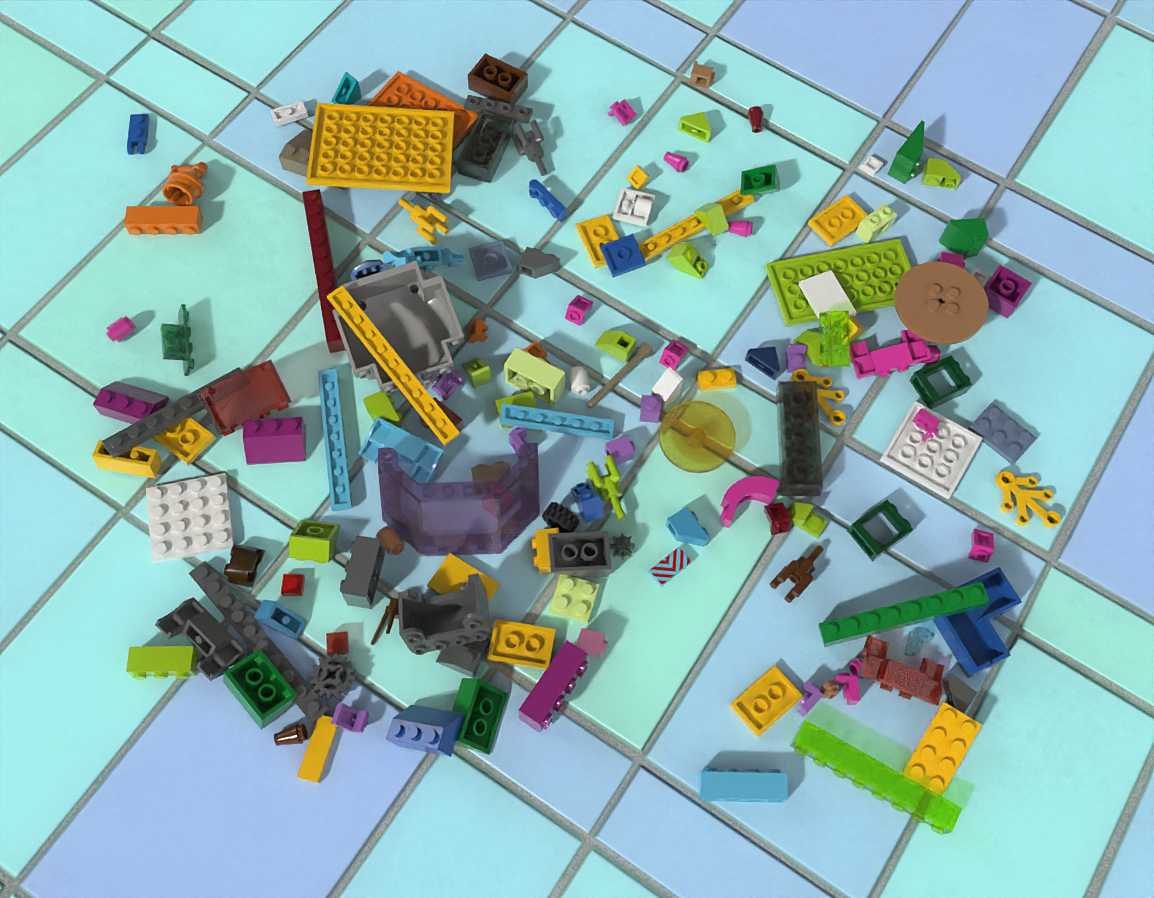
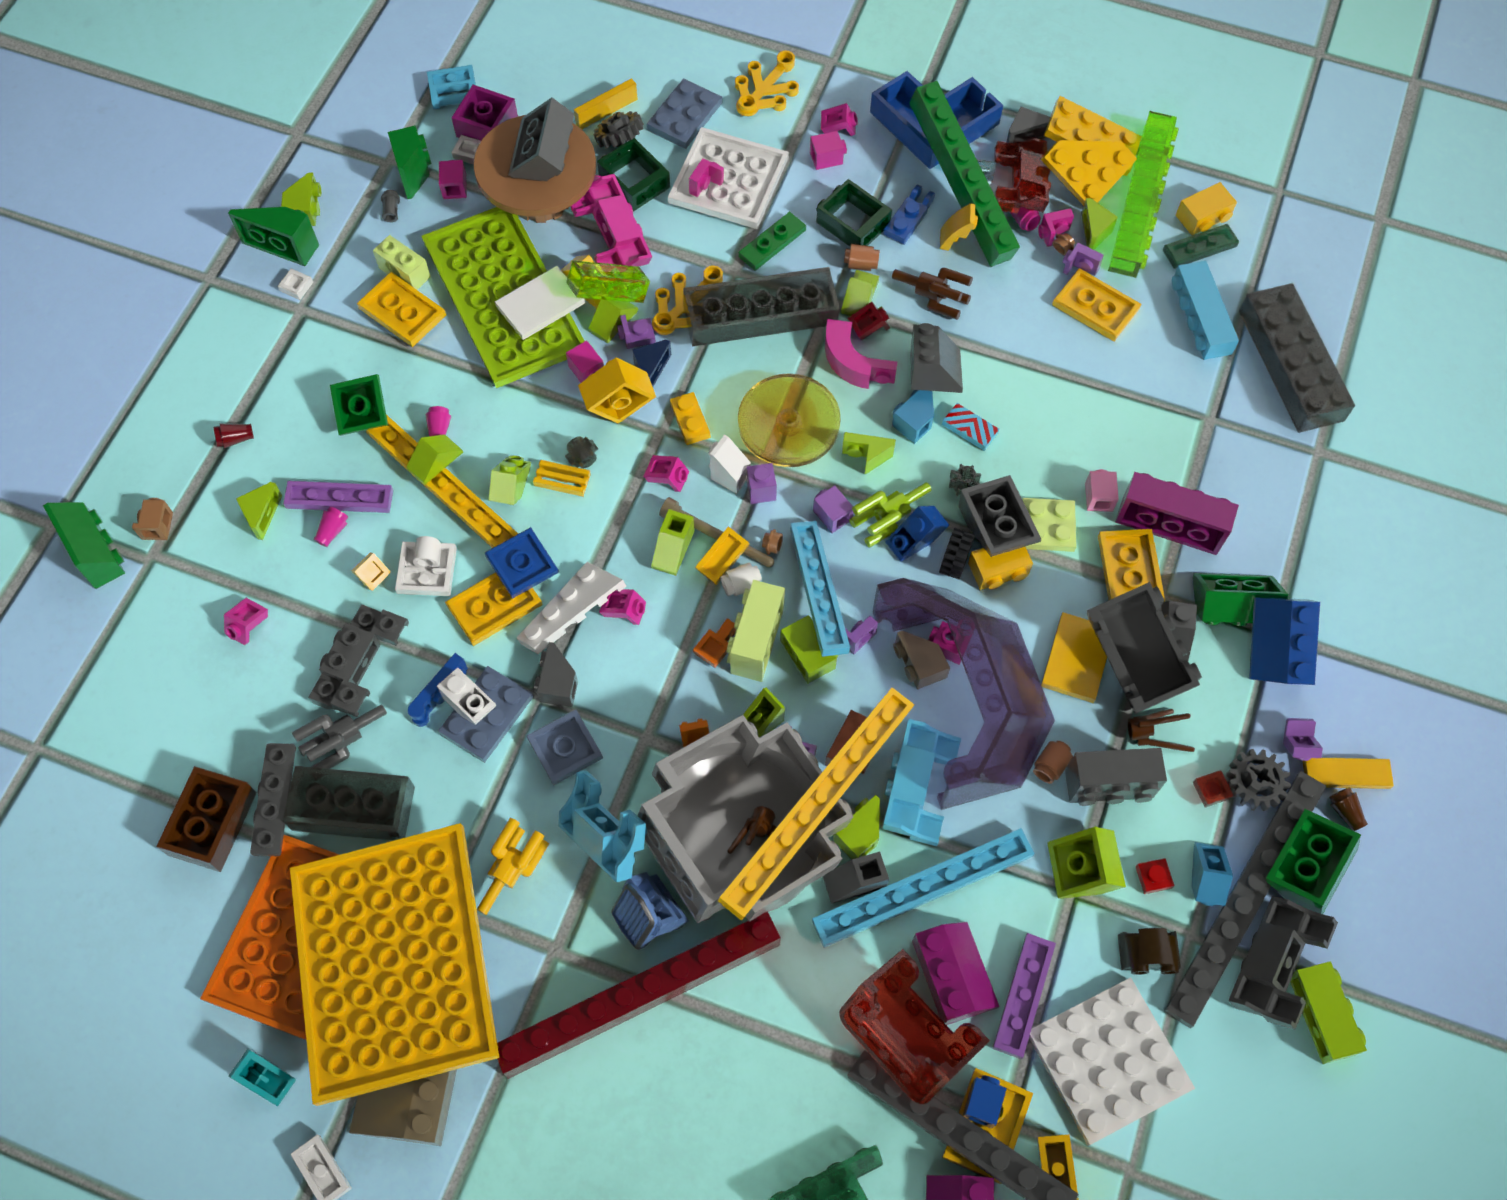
camera: 100 degrees left, 0 degrees up
(189, 428) = (984, 1101): none -> blue brick
(246, 477) = (1024, 996): none -> medium lavender plate
(351, 400) = (856, 878): none -> dark grey slope
(404, 350) = (759, 825): none -> reddish brown plant
(526, 225) = (485, 736): none -> sand blue plate
(532, 206) = (465, 696): none -> white slope
(581, 160) = (350, 658): none -> dark grey bracket
(589, 282) = (582, 592): none -> white wing
(600, 374) = (722, 555): none -> yellow tile
(603, 408) = (772, 542): none -> medium nougat plate
(661, 488) = (874, 448): none -> lime slope
(680, 847) = (1296, 358): none -> clear smoke brick
(690, 282) = (563, 474): none -> yellow tile
(691, 38) = (86, 541): none -> green slope
(697, 168) = (338, 495): none -> medium lavender plate
(699, 304) = (581, 452): none -> clear smoke gear
(726, 547) = (934, 360): none -> dark grey slope
(739, 326) = (616, 390): none -> yellow brick
(772, 320) = (583, 361): none -> dark pink brick
(813, 813) = (1200, 245): none -> clear green tile
(838, 526) = (861, 257): none -> nougat brick
(844, 723) = (1097, 223): none -> lime slope
(848, 828) = (1206, 209): none -> yellow brick
(853, 603) = (958, 226): none -> yellow slope
(866, 468) = (772, 241): none -> green plate
(878, 576) = (908, 216): none -> blue hinge
(903, 730) = (1088, 166): none -> yellow plate
(933, 226) = (390, 205): none -> dark grey pin
(950, 527) = (827, 150): none -> dark pink brick
(952, 302) = (542, 142): none -> dark grey slope
(984, 378) = (618, 129): none -> dark grey gear
(1013, 376) = (605, 104): none -> yellow tile
(1046, 279) = (450, 81): none -> medium azure plate

